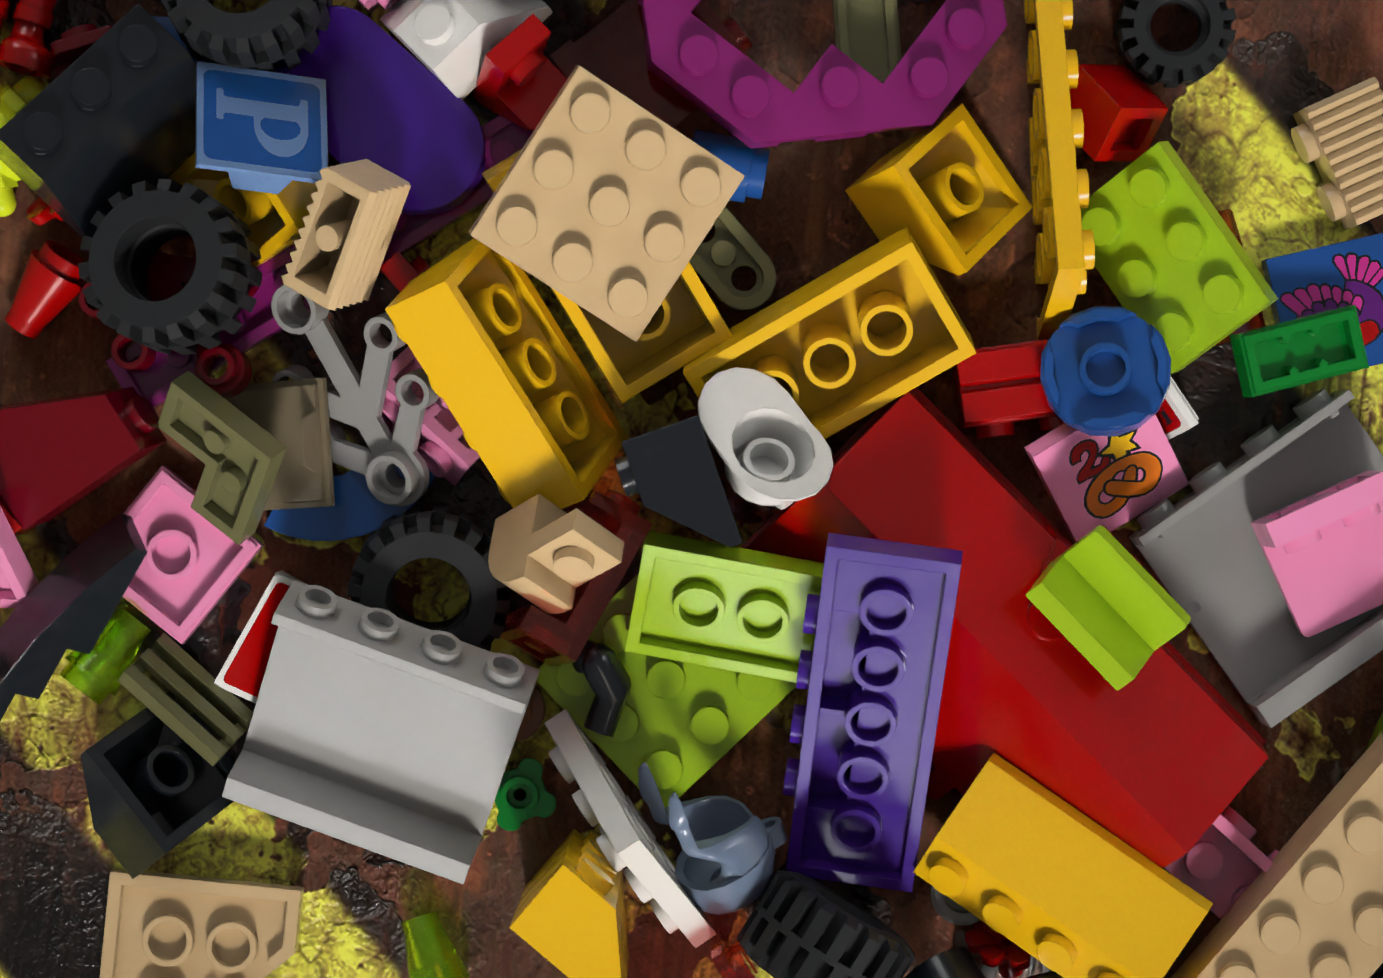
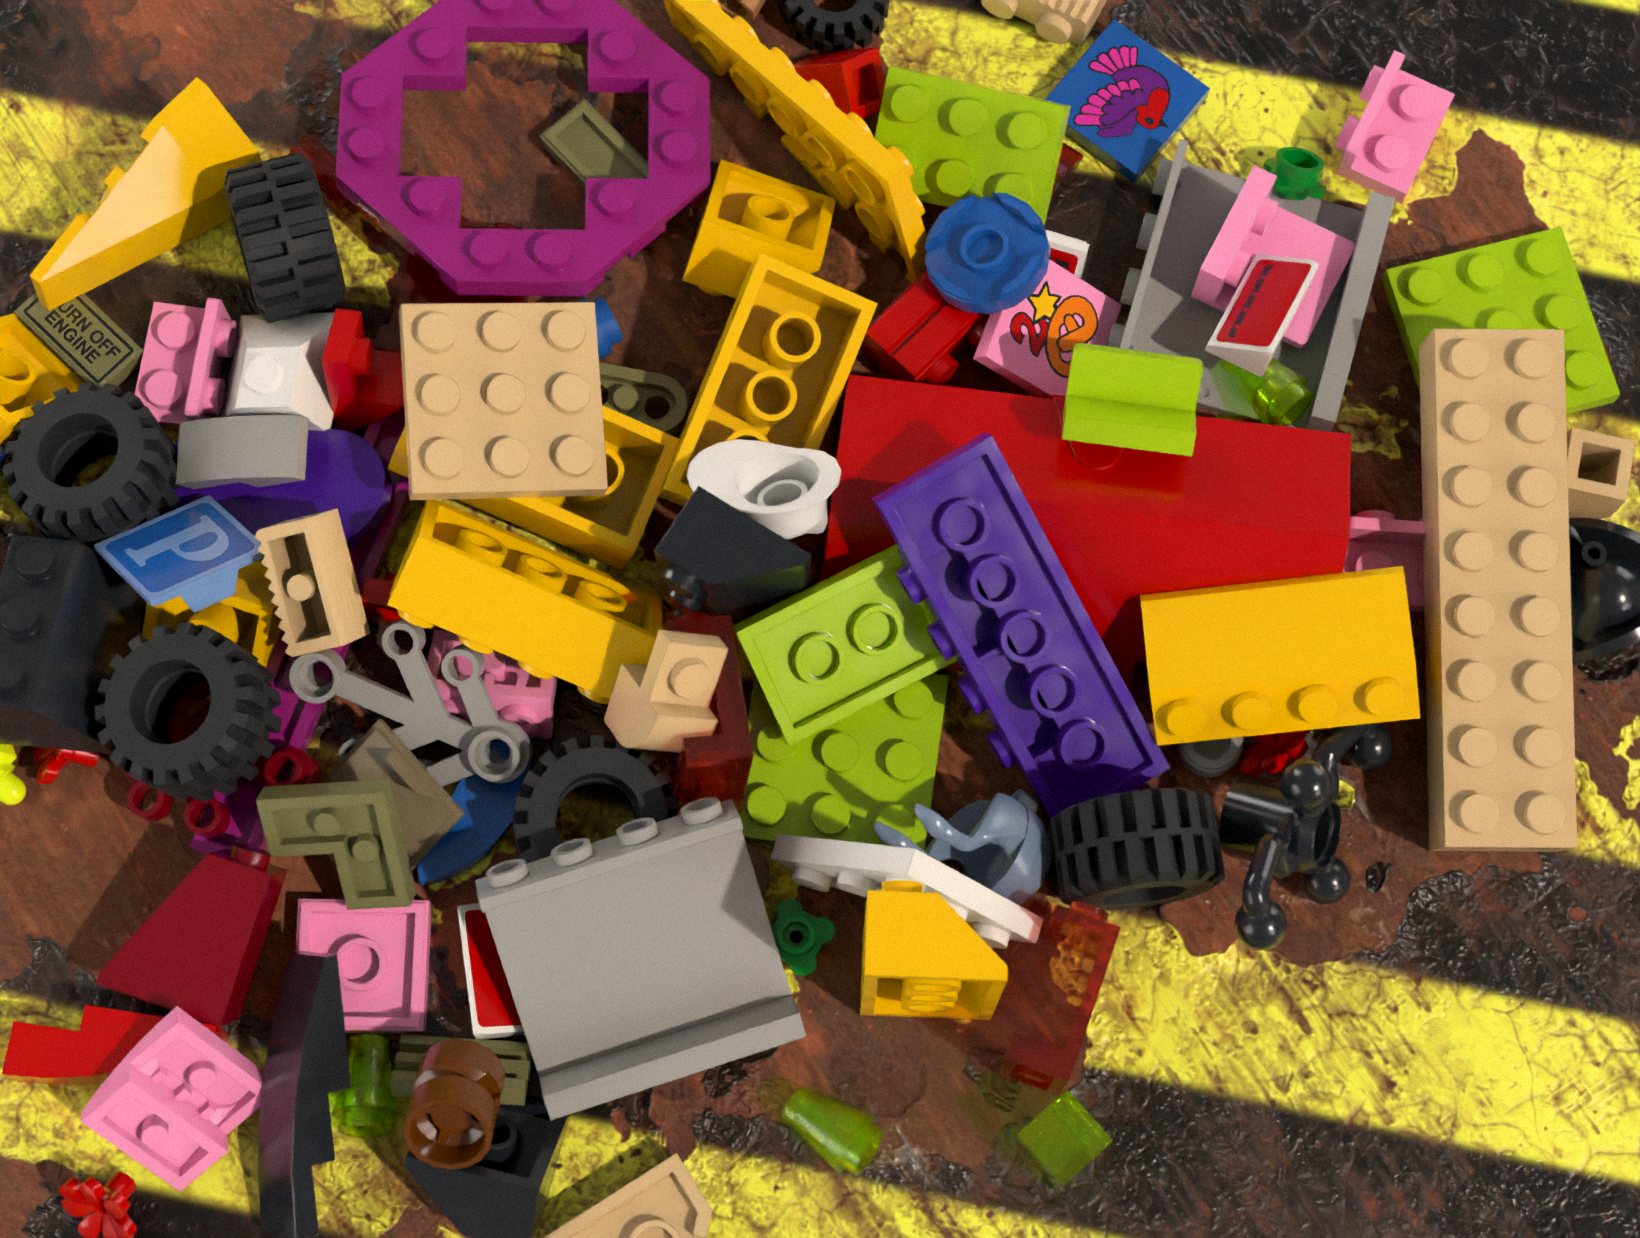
camera: 35 degrees left, 15 degrees down
(45, 288) = (97, 829): red cone -> none
(151, 739) = (454, 1104): none -> reddish brown wheel
(375, 68) = (243, 450): none -> light grey slope
(609, 683) = (796, 781): black arm -> none
(1246, 647) = (1277, 396): none -> clear neon green cone
(1290, 591) = (1261, 311): none -> slope
(1299, 351) = (1119, 142): green plate -> none

